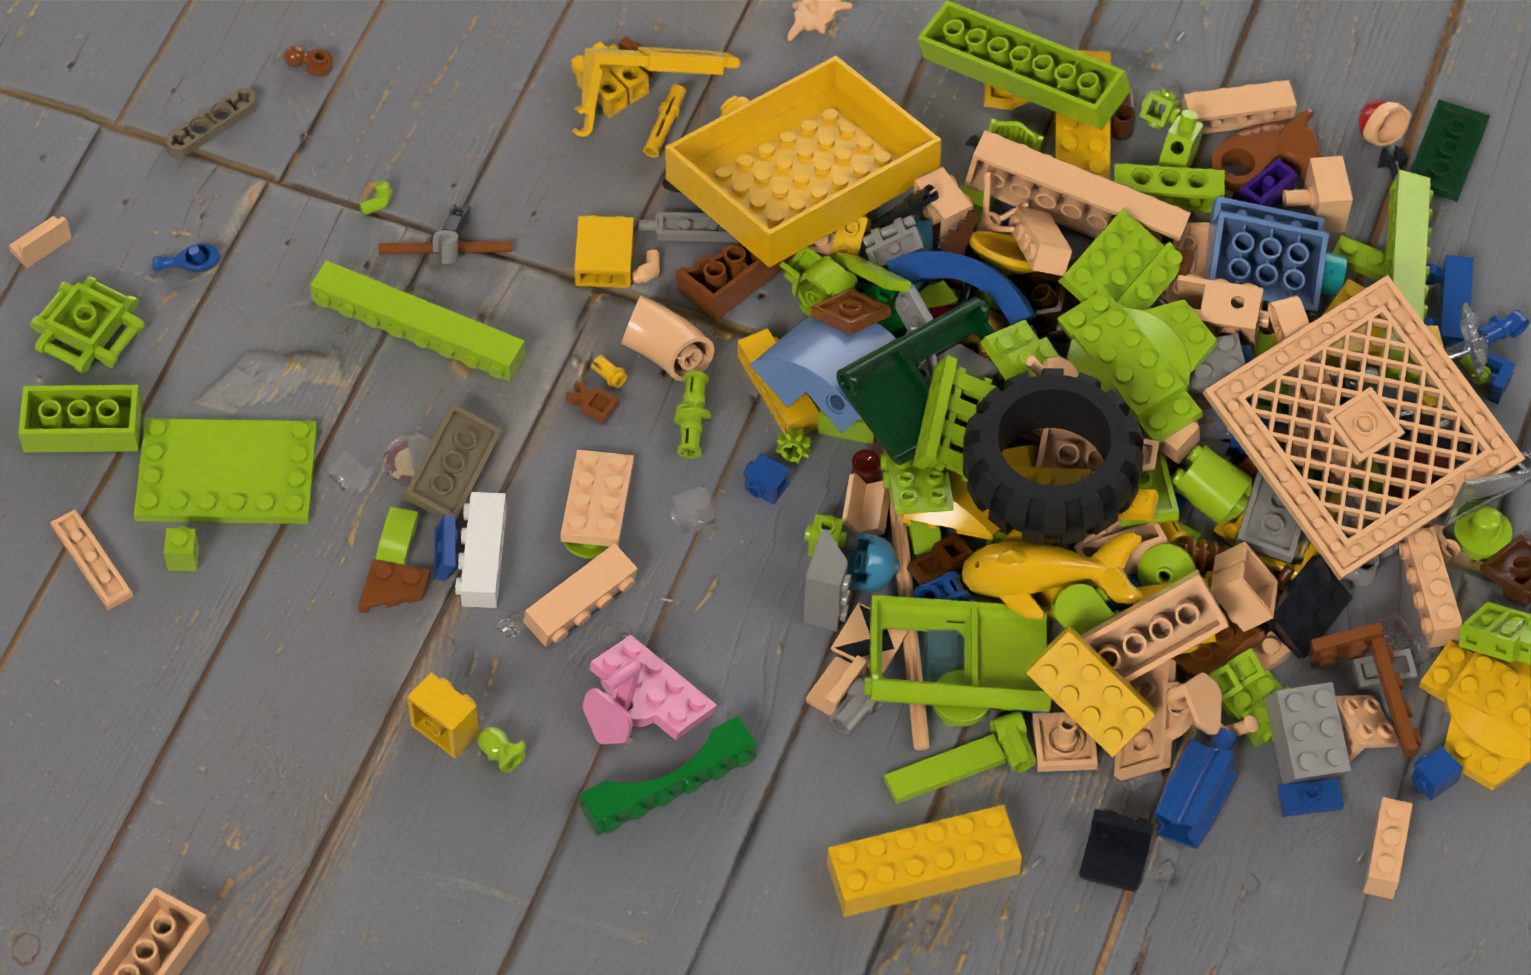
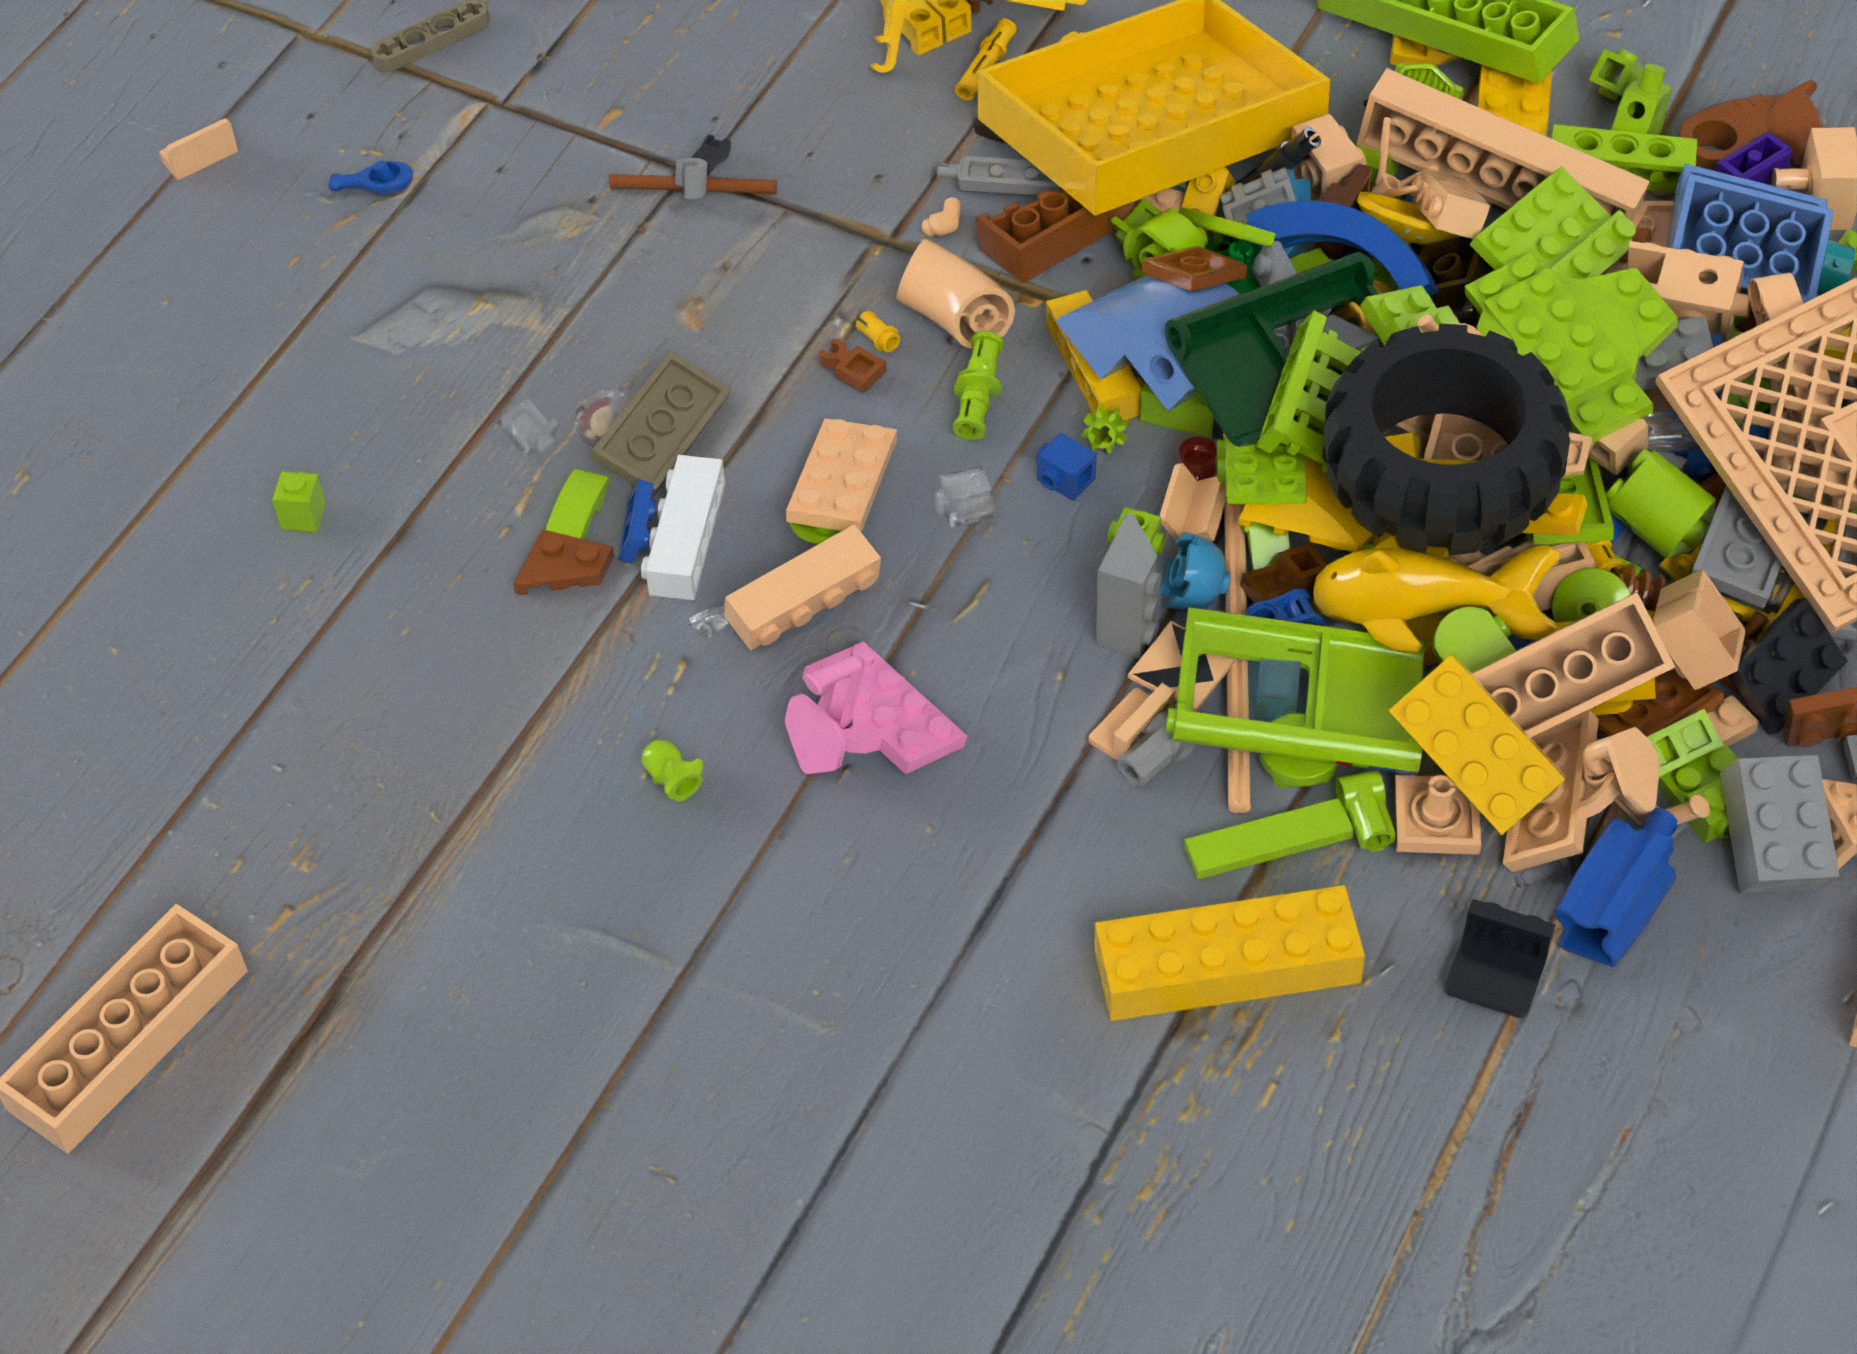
camera: 10 degrees right, 5 degrees down
(80, 418) = (202, 343): lime brick -> none
(84, 322) = (231, 237): lime brick -> none
(91, 559) = (187, 509): light nougat tile -> none
(226, 471) = (375, 418): lime plate -> none
(380, 200) = (620, 129): lime arm -> none
(418, 321) = (646, 261): lime brick -> none
(443, 714) = (599, 718): yellow brick -> none
(604, 251) = (890, 196): yellow brick -> none
(615, 802) = (816, 847): green arch -> none
(1123, 119) = (1567, 81): reddish brown piece -> none
(1242, 106) = (1722, 76): light nougat brick -> none
(1310, 797) = (1778, 912): blue plate -> none

